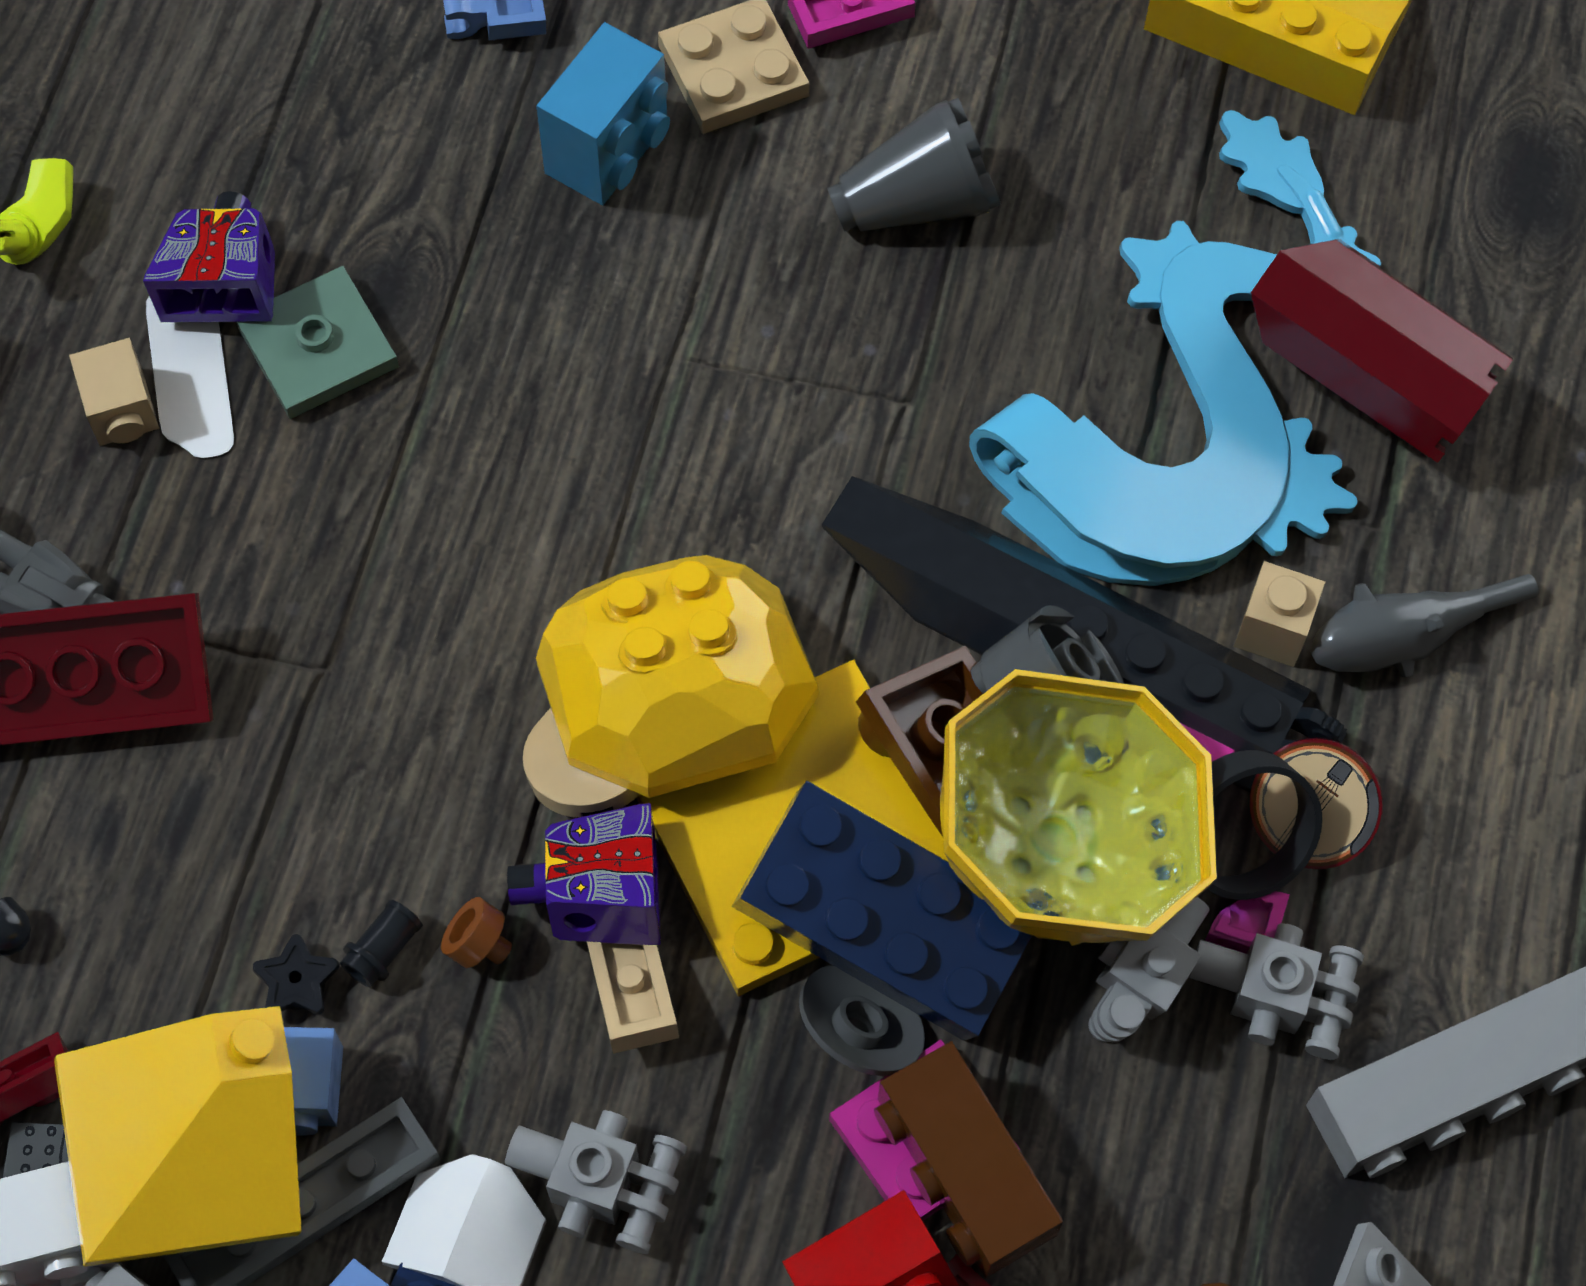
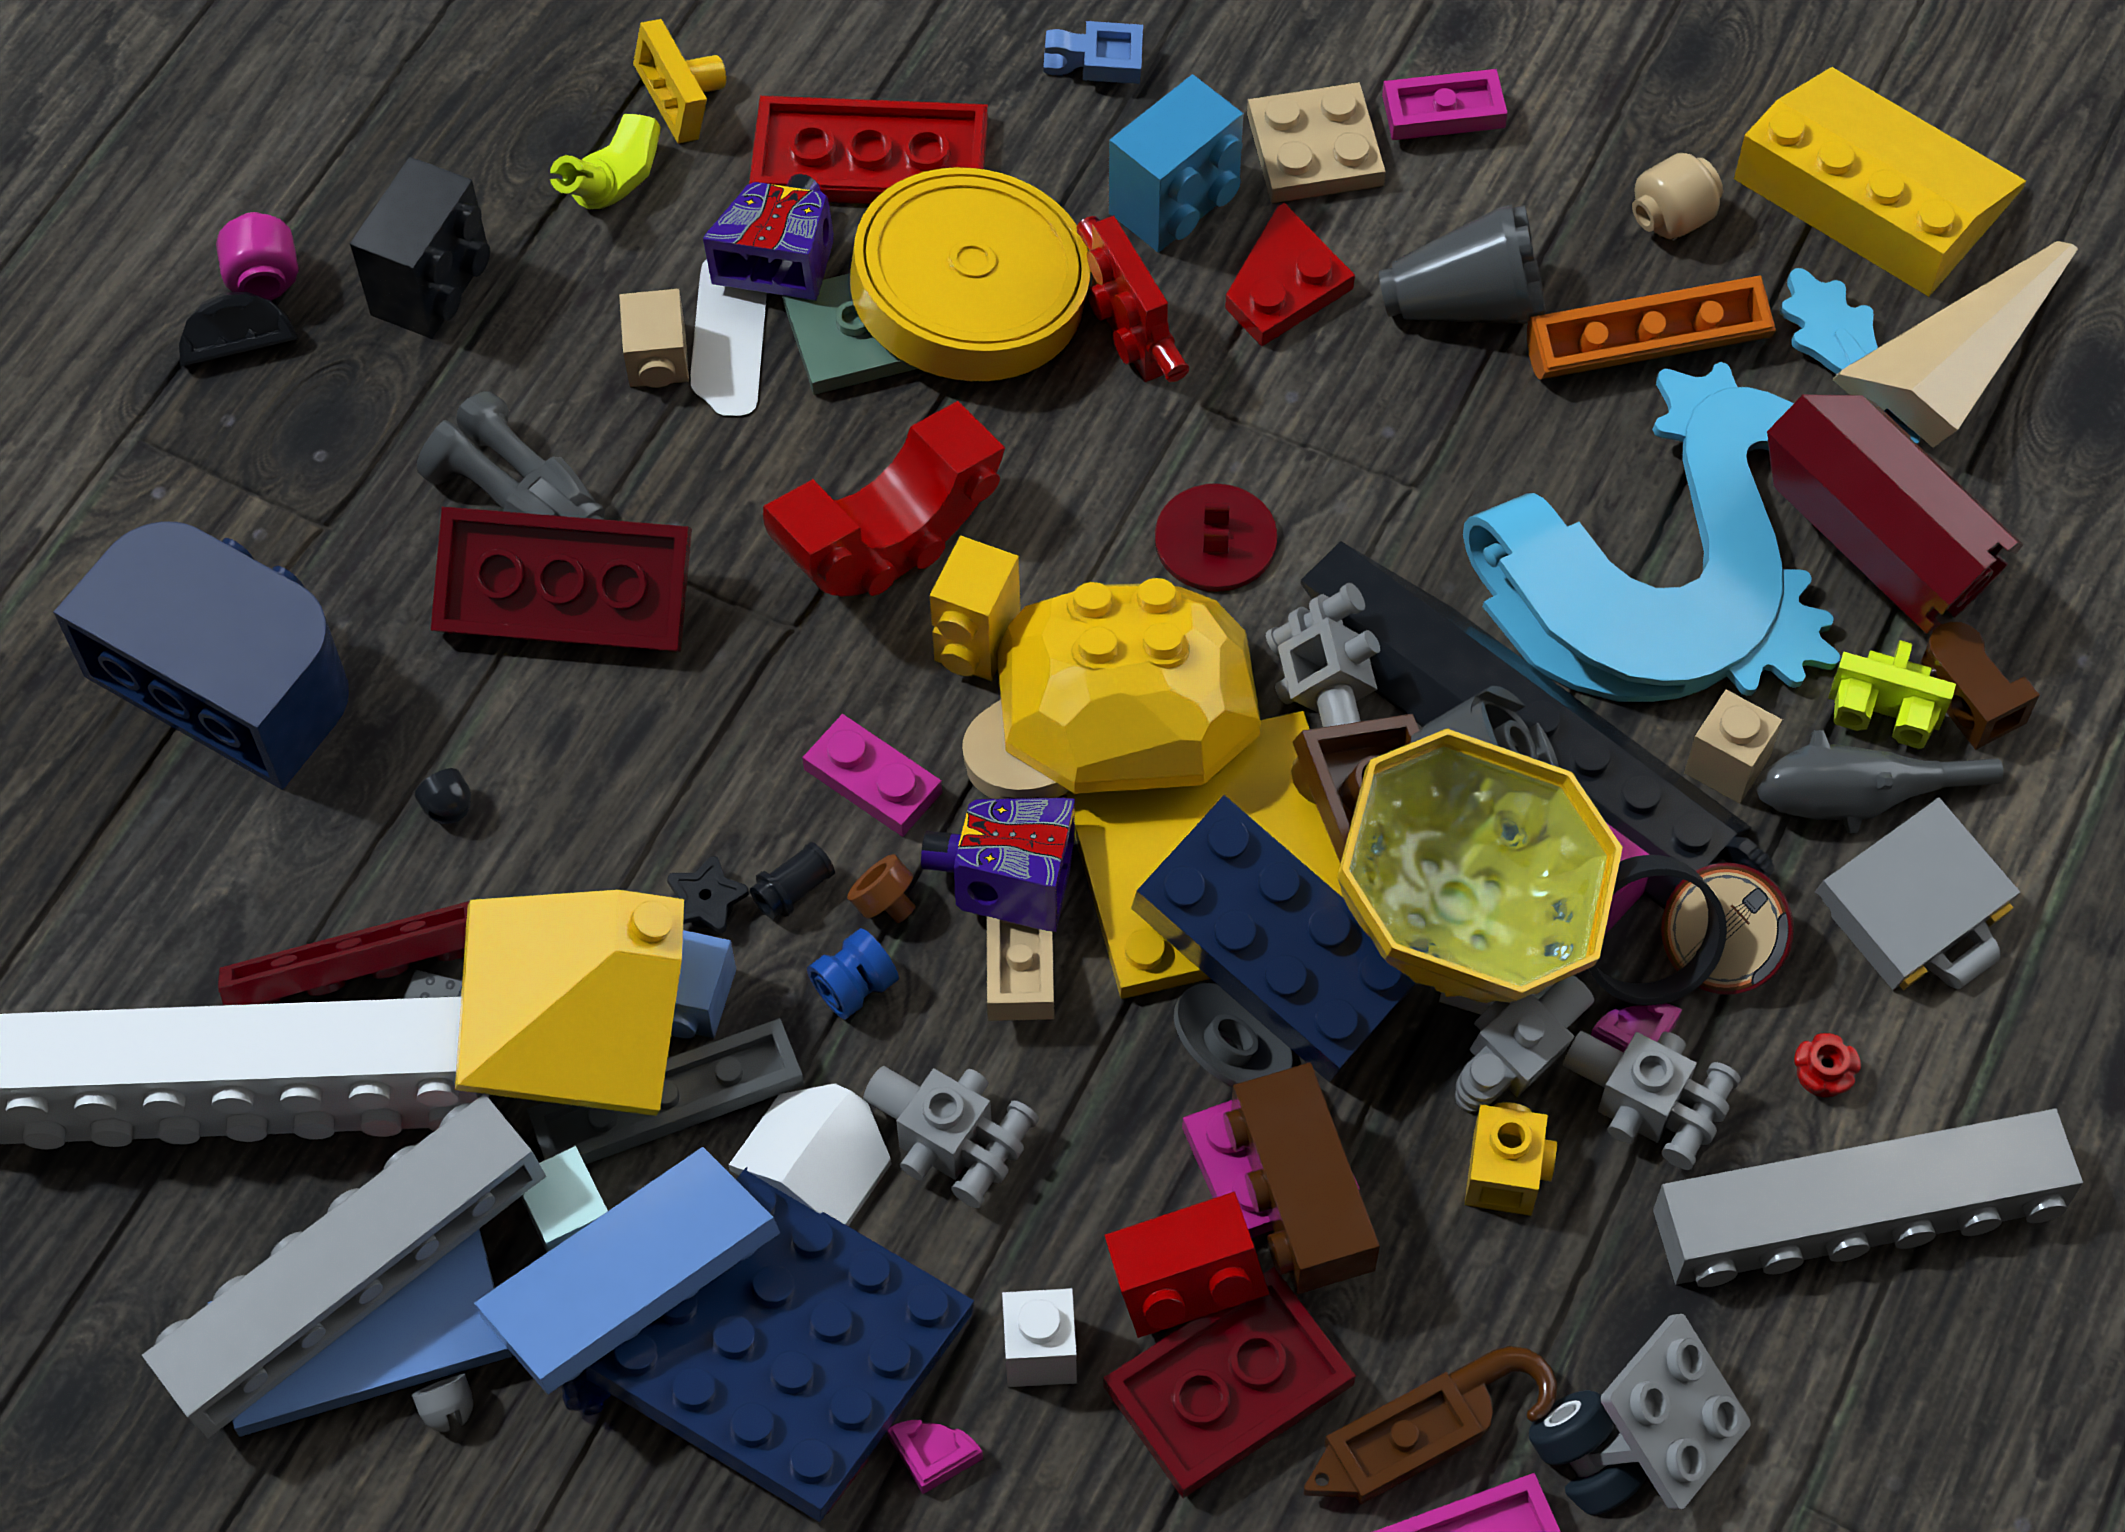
camera: 15 degrees right, 5 degrees down
(78, 116) = (676, 82): none -> yellow tile
(293, 150) = (863, 145): none -> red tile
(404, 538) = (899, 516): none -> red brick
(421, 266) = (969, 274): none -> yellow brick
(437, 812) = (872, 775): none -> dark pink plate
(465, 1031) = (852, 973): none -> blue wheel
(505, 621) = (973, 607): none -> yellow piece
(590, 266) = (1129, 301): none -> red plate
(725, 492) = (1215, 537): none -> dark red piece
(735, 210) = (1285, 278): none -> red wing
(865, 605) = (1323, 659): none -> light grey piece
(1098, 58) = (1677, 196): none -> tan head
(1100, 198) = (1649, 327): none -> orange brick
(1159, 1086) = (1509, 1158): none -> yellow brick
(1394, 176) = (1947, 361): none -> tan wedge
(1416, 522) = (1893, 689): none -> neon yellow hips
(1433, 936) = (1822, 1080): none -> red plate
(1488, 504) = (1983, 699): none -> reddish brown leg
(1490, 733) = (1921, 897): none -> light grey piece

